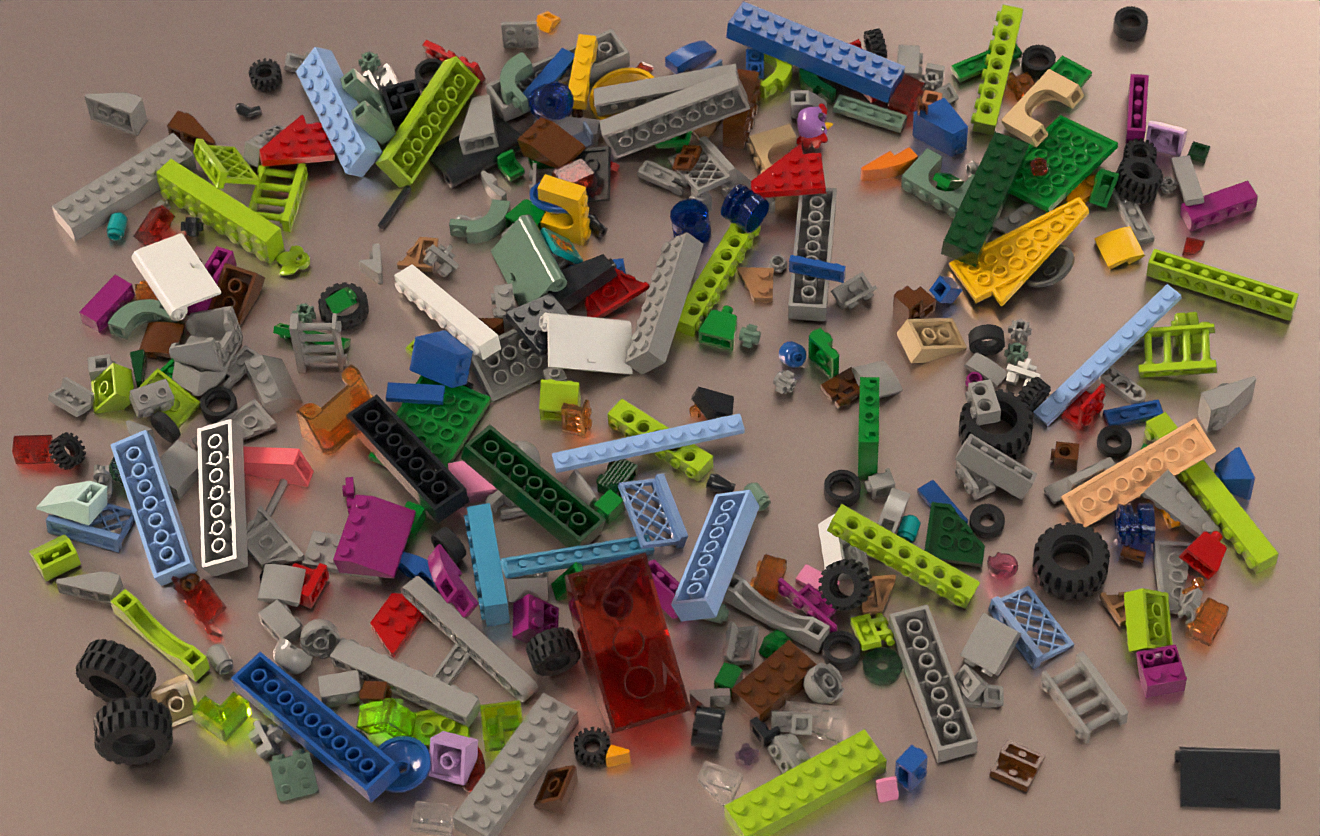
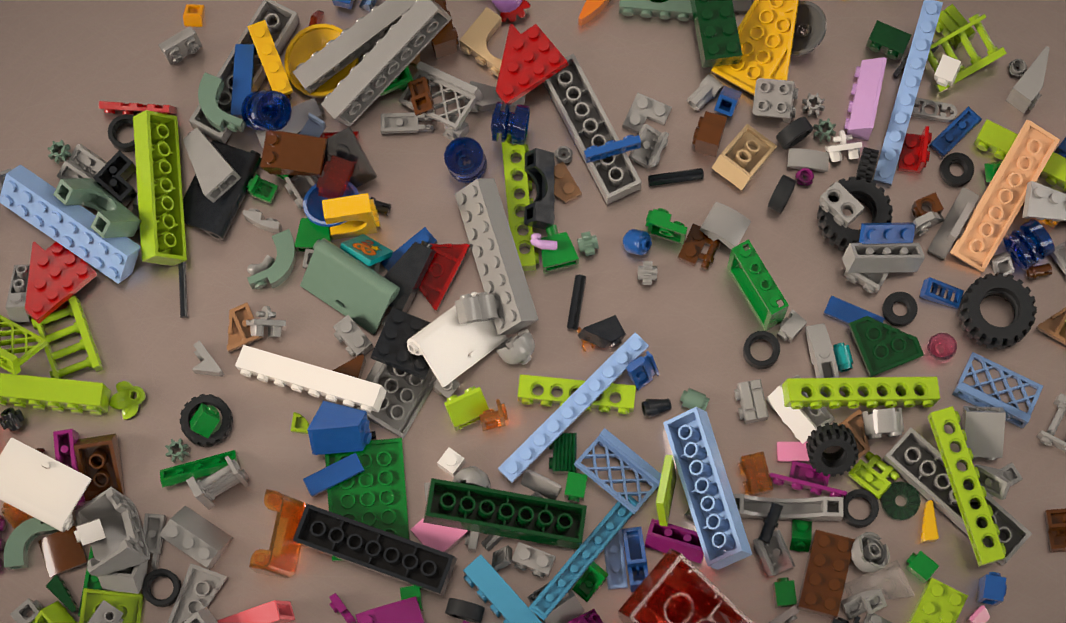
camera: 30 degrees left, 20 degrees up
(192, 329) = (89, 532): none -> white brick
(507, 525) = (502, 558): none -> light grey tile
(518, 431) = (451, 462): none -> white brick
(531, 537) = (533, 559): none -> light grey brick
(618, 326) = (476, 308): none -> light grey brick
(634, 380) = (517, 348): none -> light grey cylinder
(679, 541) = (666, 490): none -> lime tile
(707, 309) = (542, 244): none -> lavender arm
(711, 374) = (576, 302): none -> black axle
(726, 448) = (642, 370): none -> blue plate
(749, 257) = (540, 167): none -> black arch
(753, 616) = (770, 522): none -> black pin
(805, 522) = (752, 401): none -> light grey brick
(862, 326) = (677, 176): none -> black axle
(862, 719) = (921, 566): none -> green brick
(871, 264) = (643, 109): none -> light grey plate
(892, 696) = (929, 526): none -> yellow slope
(907, 591) = (883, 422): none -> light grey brick
(927, 732) = (983, 554): none -> lime brick
(929, 276) = (708, 88): none -> light grey piece
(942, 379) = (782, 193): none -> black tyre
(989, 306) = (775, 99): none -> light grey bracket
(1010, 446) = (887, 233): none -> blue plate
(1024, 527) = (925, 293): none -> blue slope
(1055, 462) = (927, 221): none -> light grey wing
(1069, 347) = (866, 98): none -> lavender slope
(1106, 532) = (1002, 263): none -> light grey slope
(1117, 310) = (888, 40): none -> dark green brick
(1152, 353) = (947, 71): none -> white brick

